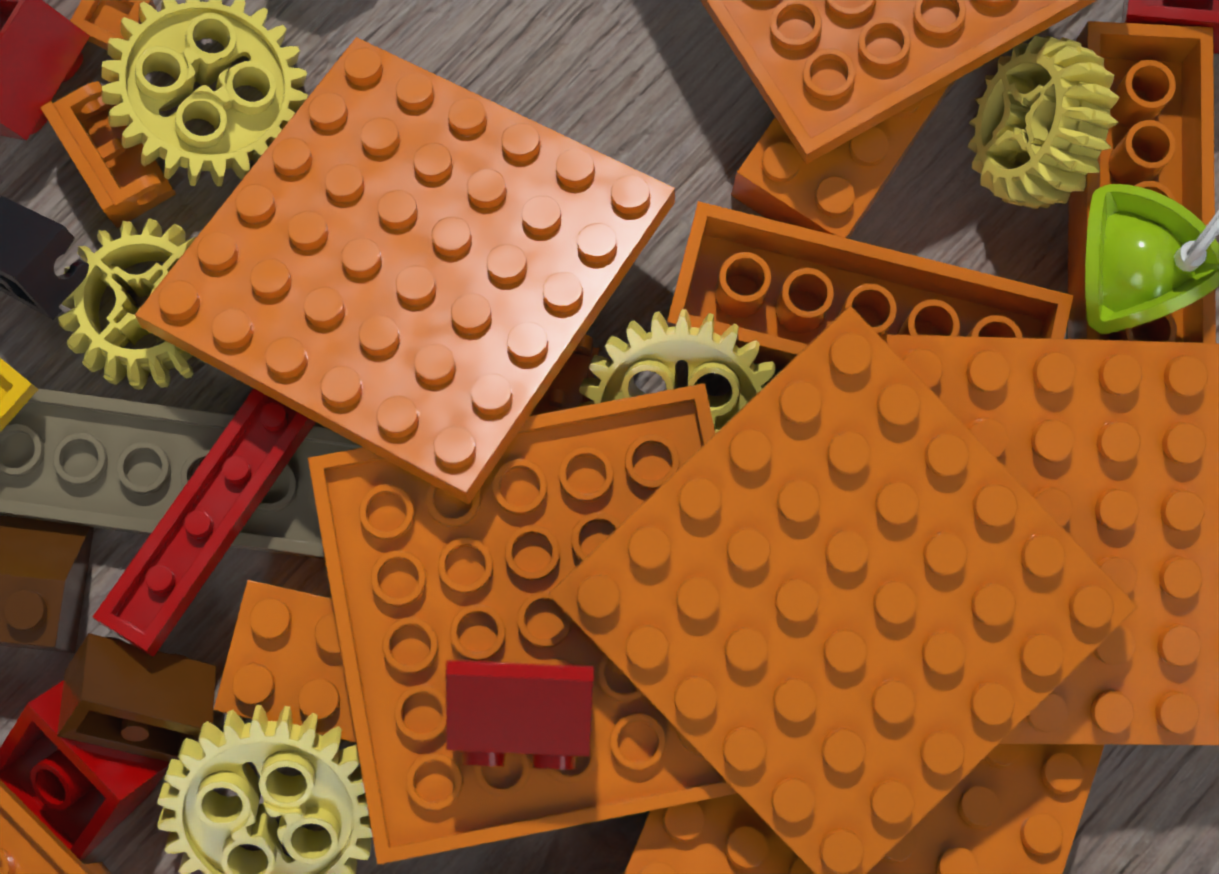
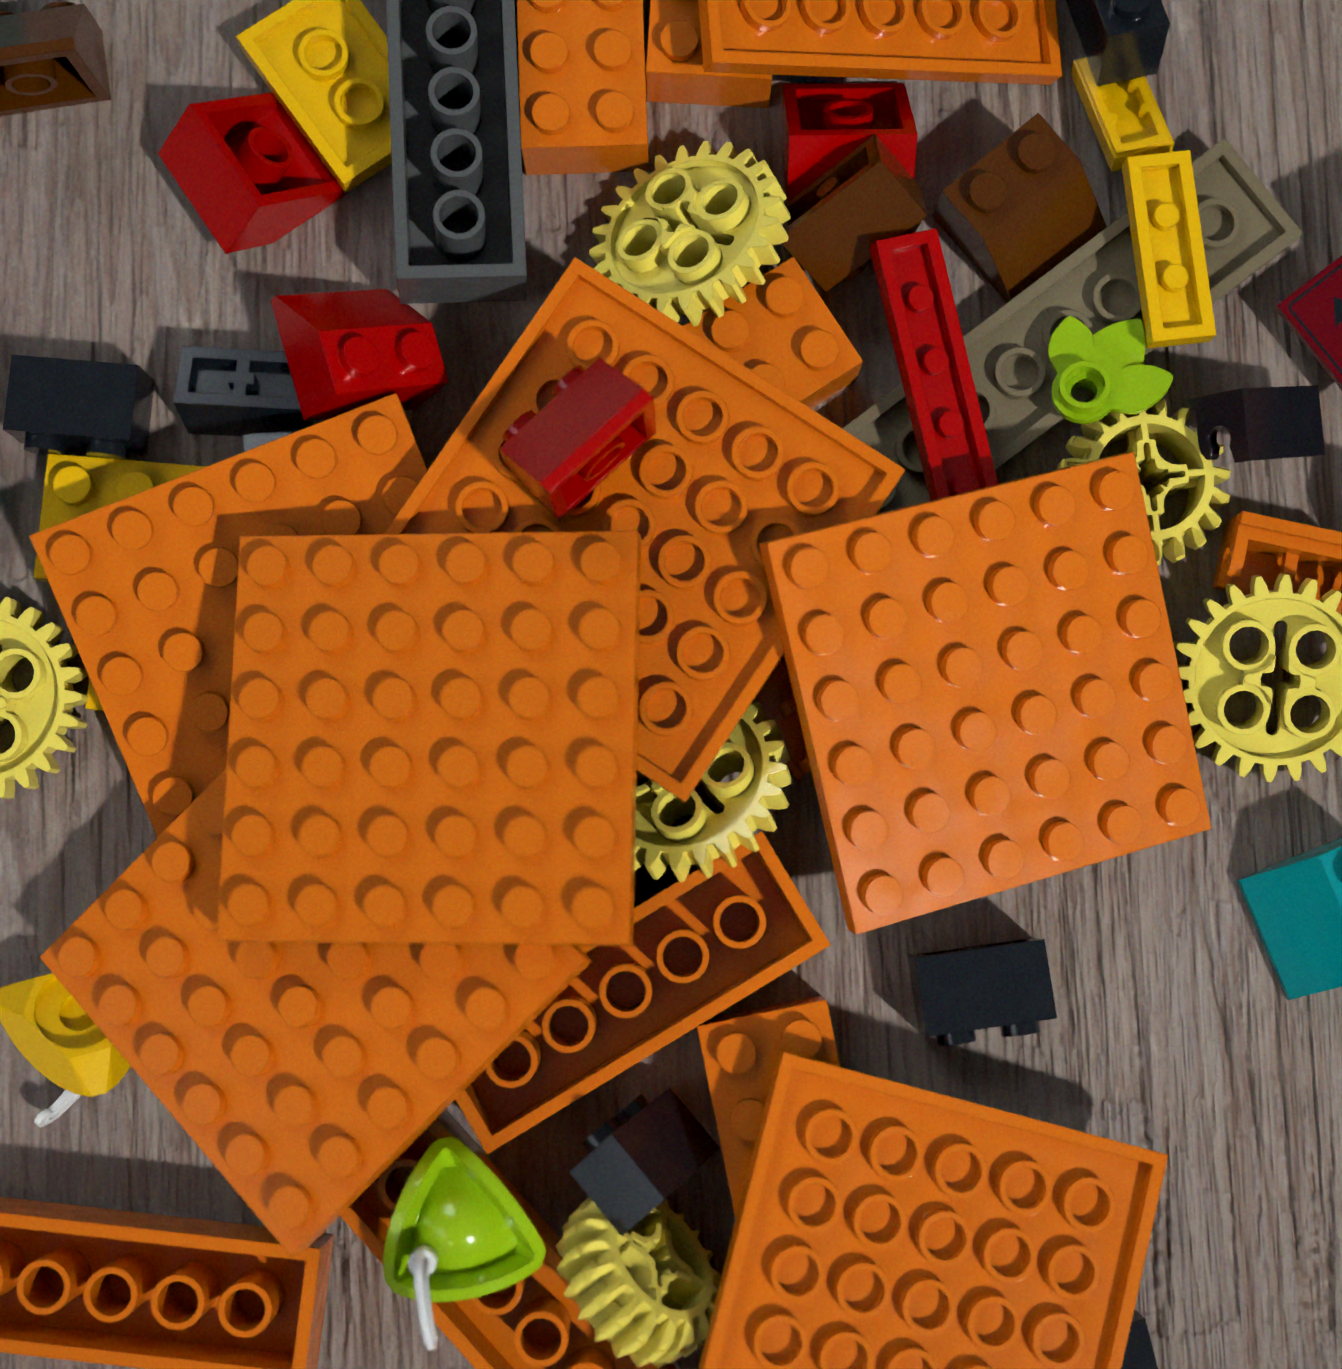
camera: 140 degrees right, 5 degrees up
(79, 403) = (1108, 366): none -> lime plate
(620, 87) = (982, 989): none -> black brick
(966, 191) = (642, 1158): none -> black brick

